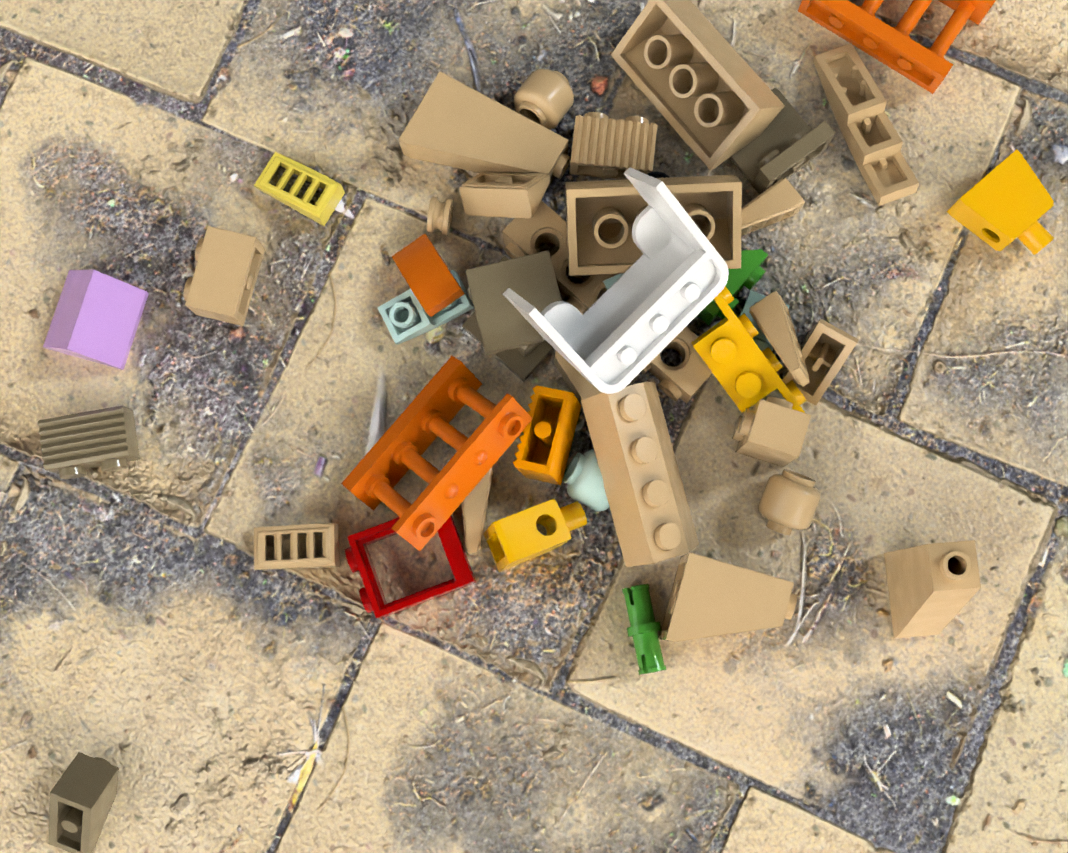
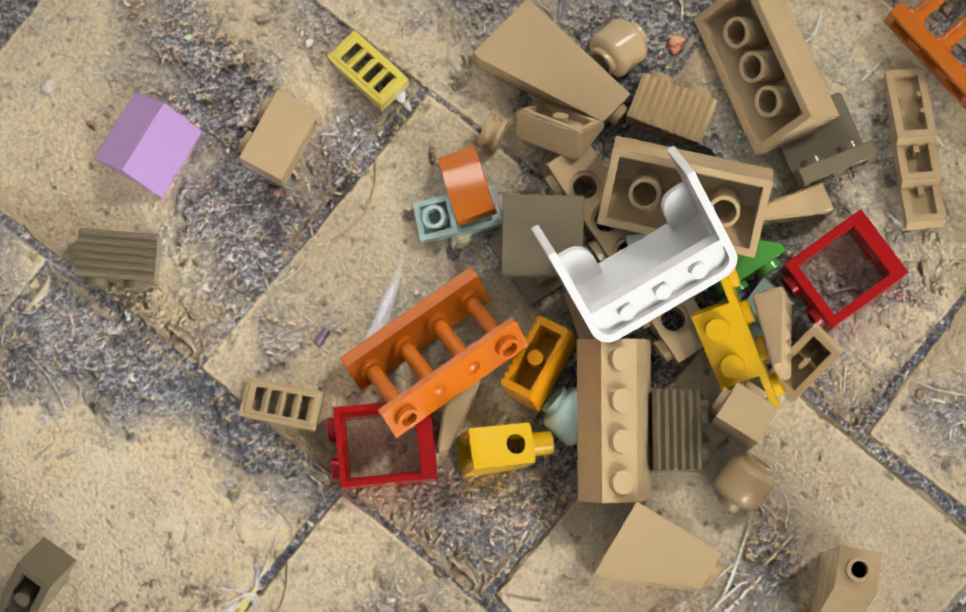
camera: 10 degrees right, 0 degrees up
(644, 629) = (579, 562): bright green pin -> none
(708, 466) = (677, 430): none -> dark tan brick
(853, 231) = (873, 247): none -> red window

